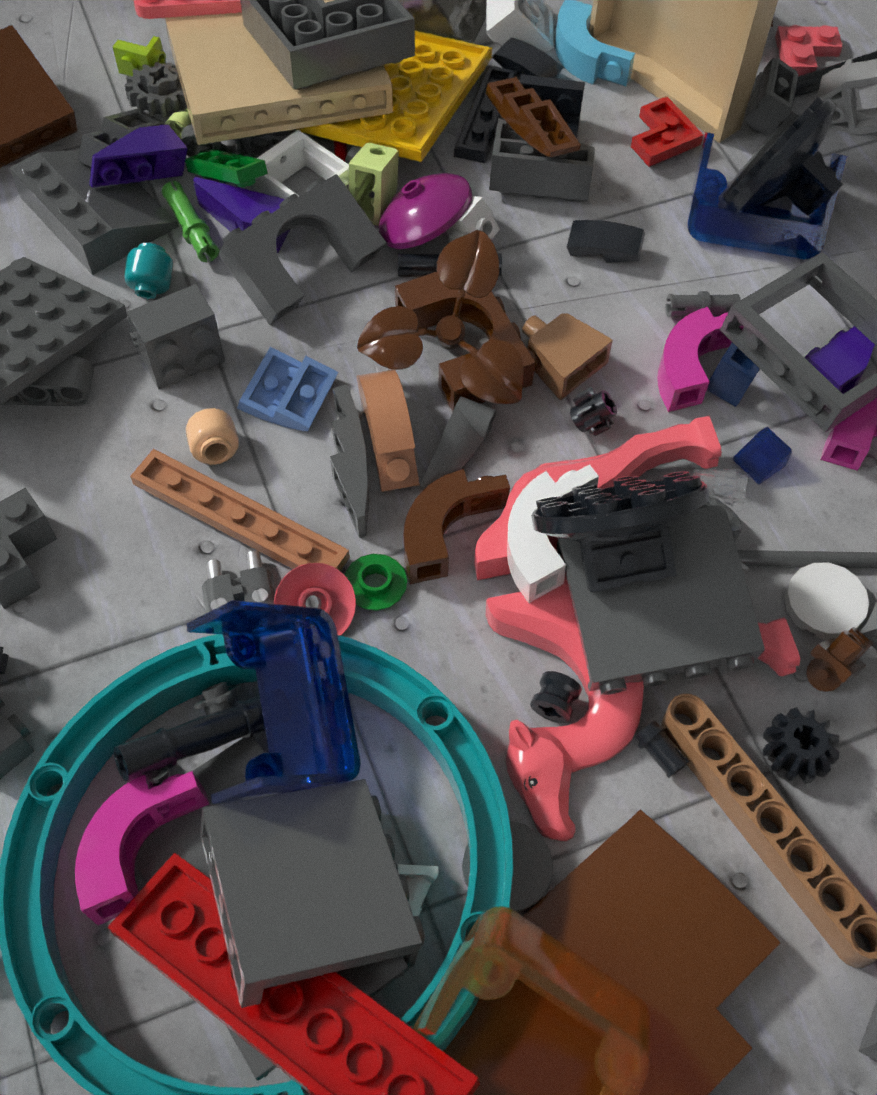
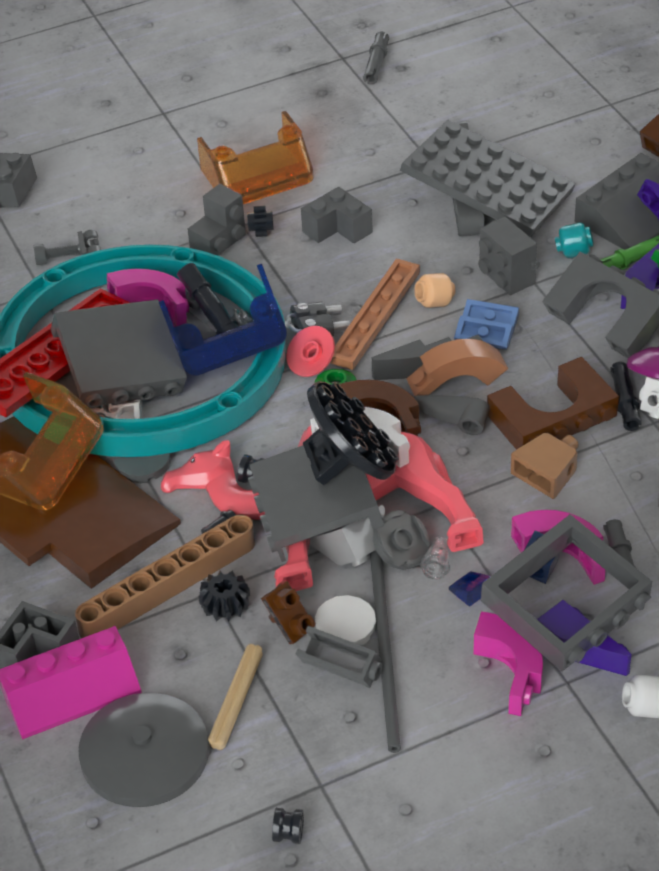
camera: 90 degrees right, 15 degrees down
(394, 339) = (572, 365): reddish brown plant -> none
(593, 411) = (498, 480): black gear -> none

